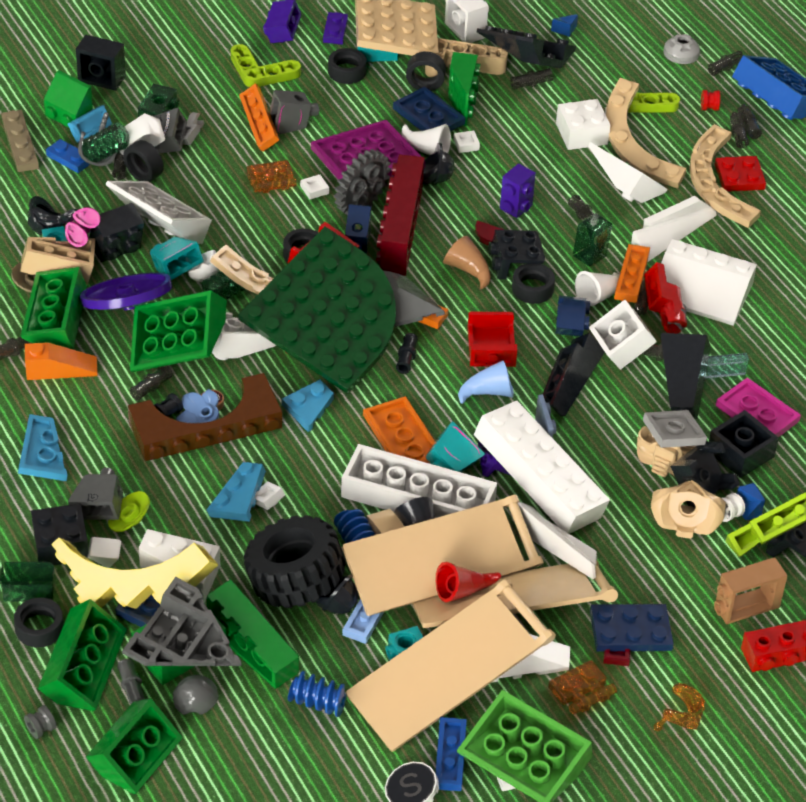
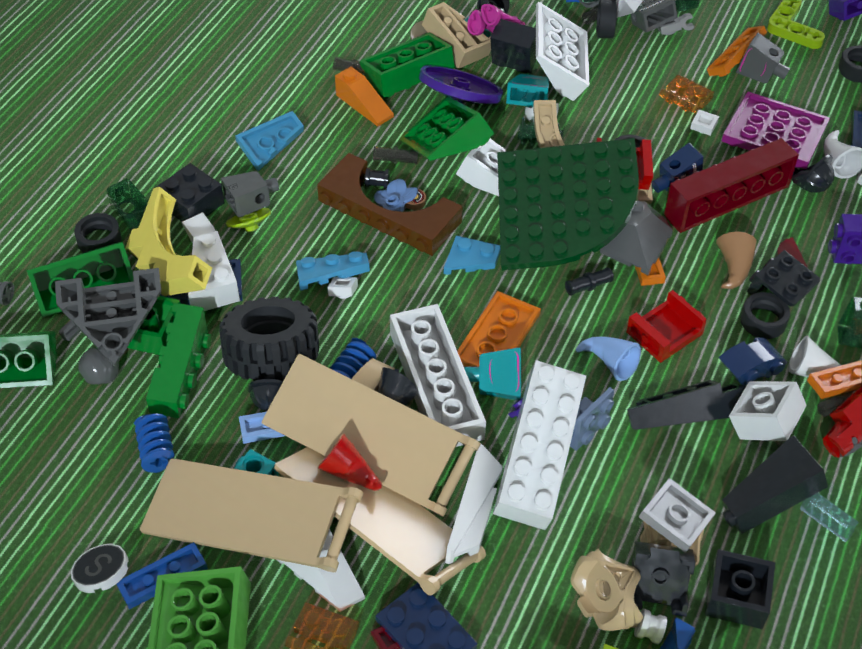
camera: 55 degrees right, 5 degrees up
(362, 180) = (710, 135): dark grey gear -> none
(760, 404) = (805, 579): dark pink plate -> none

